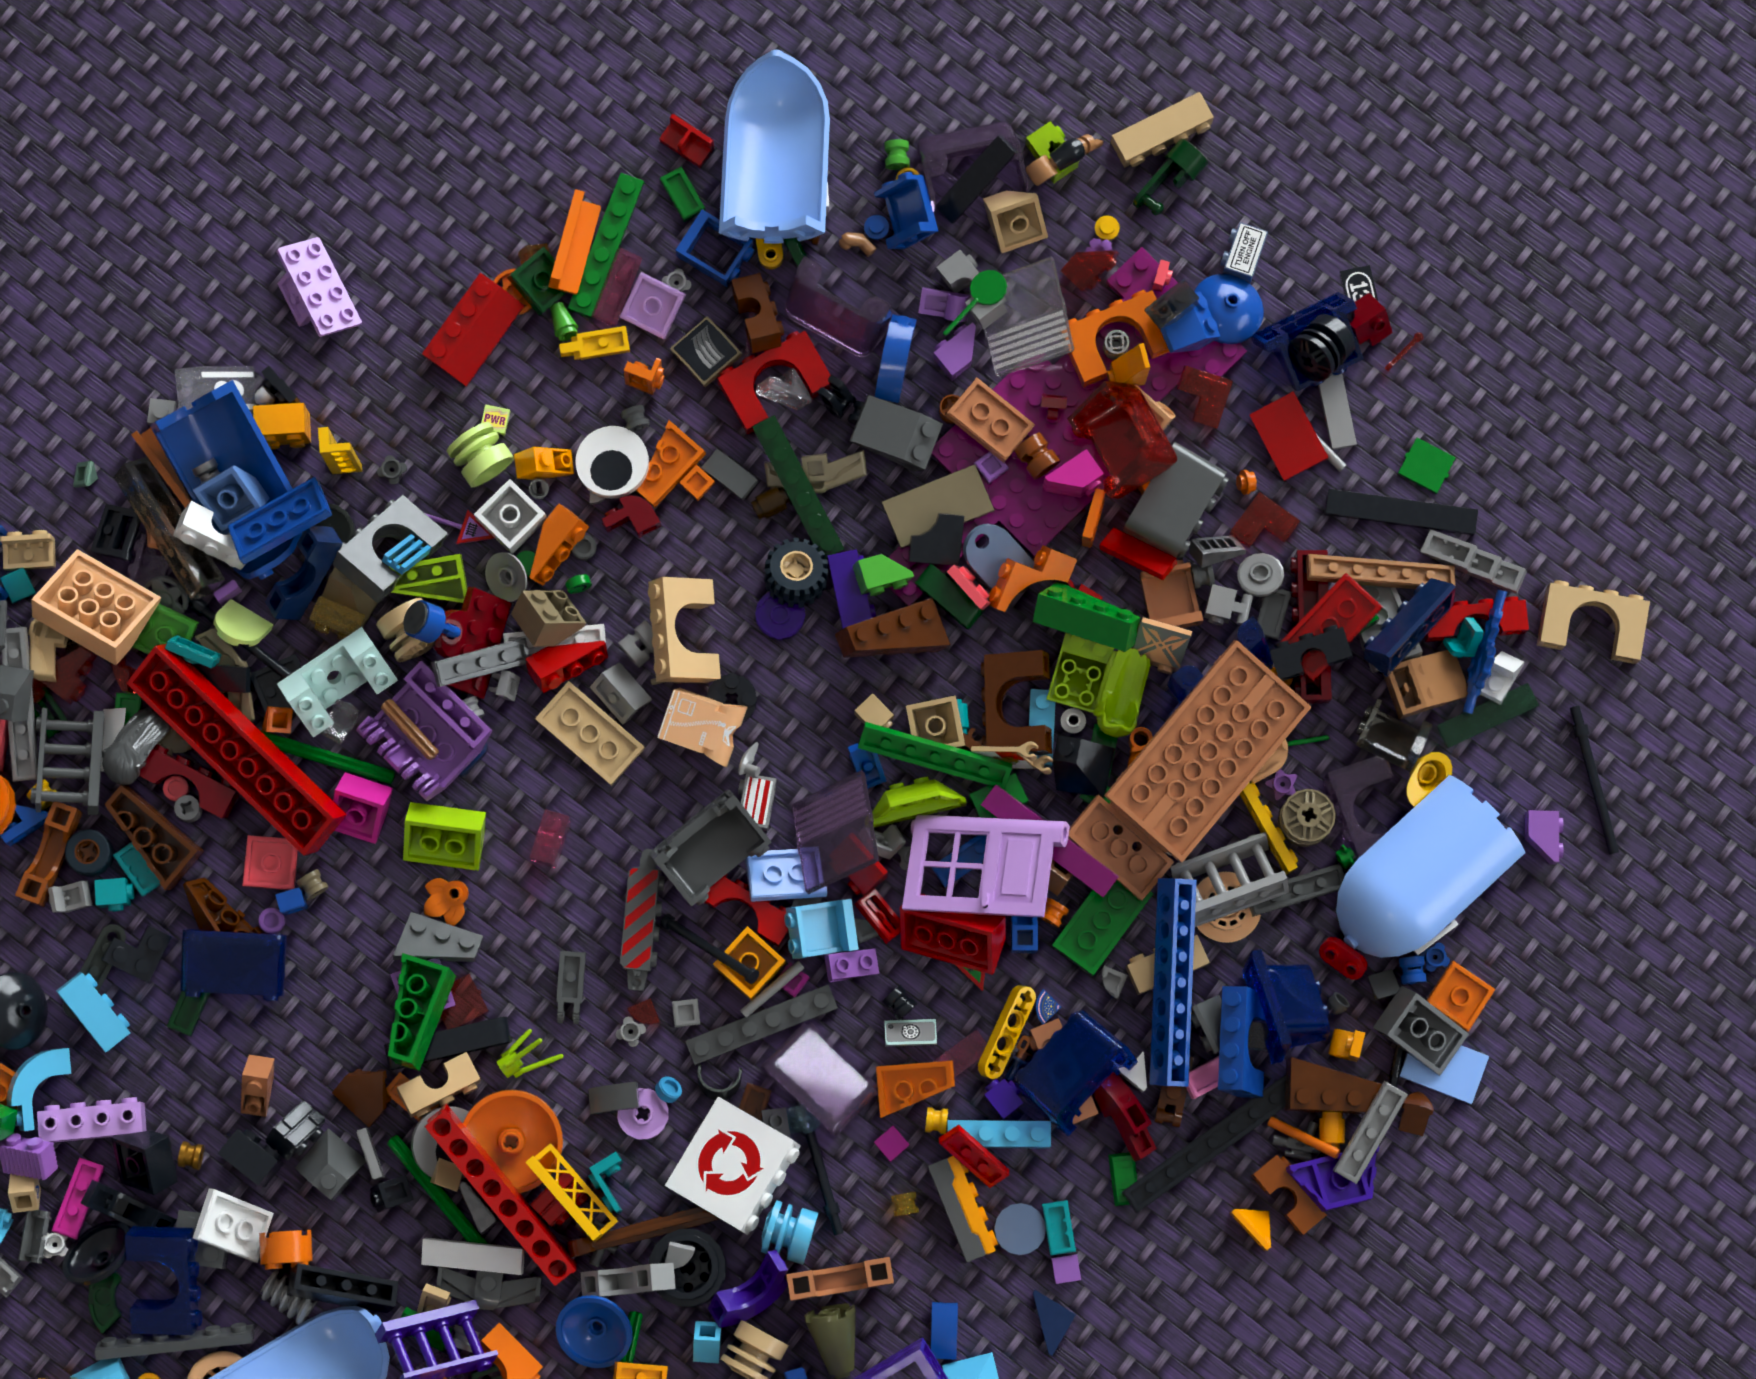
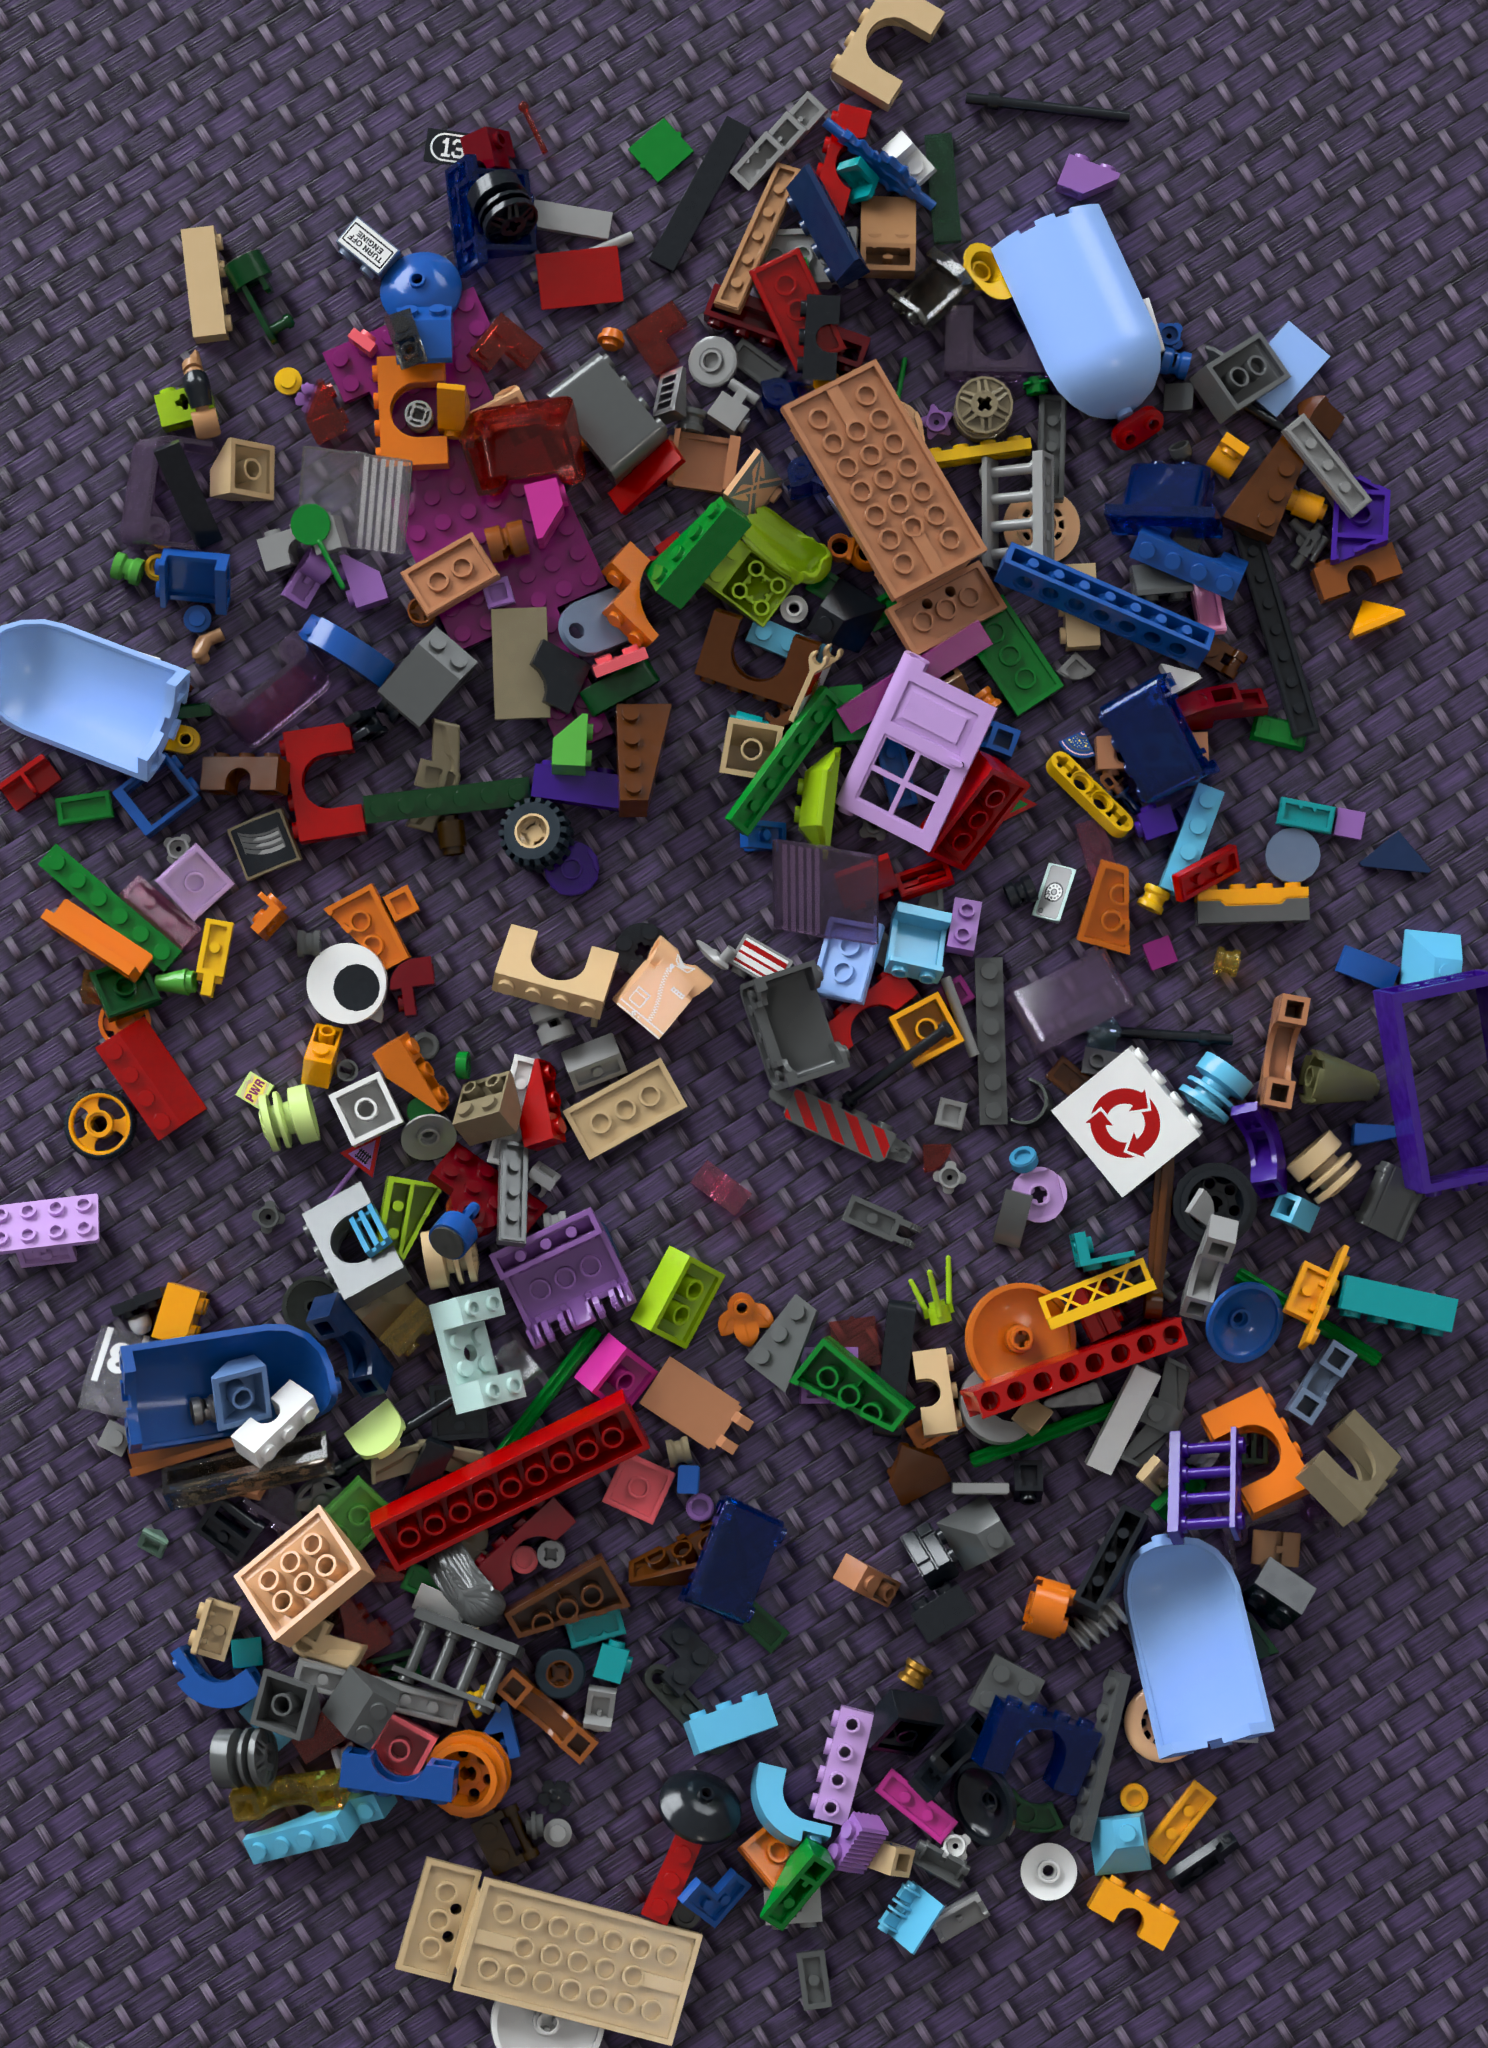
camera: 70 degrees left, 5 degrees up
(46, 1330) = (1048, 1886): none -> white dish
(193, 652) = (389, 1491): teal plate -> none
(227, 592) = (336, 1434): medium lavender tile -> none
(232, 1225) = (1005, 1654): white tile -> none
(278, 719) = (493, 1427): orange slope -> none
(279, 520) = (288, 1349): blue tile -> none
(338, 457) = (240, 1267): yellow fence -> none
(356, 885) = (694, 1406): none -> nougat tile
(398, 297) = (90, 1102): none -> light orange wheel
(412, 732) = (554, 1293): medium nougat axle -> none
(729, 474) = (405, 867): dark grey slope -> none
(785, 390) = (338, 775): clear slope -> none
(874, 712) = (713, 808): tan brick -> none
(889, 842) = (851, 839): light grey bracket -> none
(1053, 402) = (457, 504): dark red tile -> none
(1093, 518) = (592, 508): orange tile -> none
(1304, 1137) = (1304, 535): orange bar -> none
(1460, 995) = (1217, 325): orange tile -> none

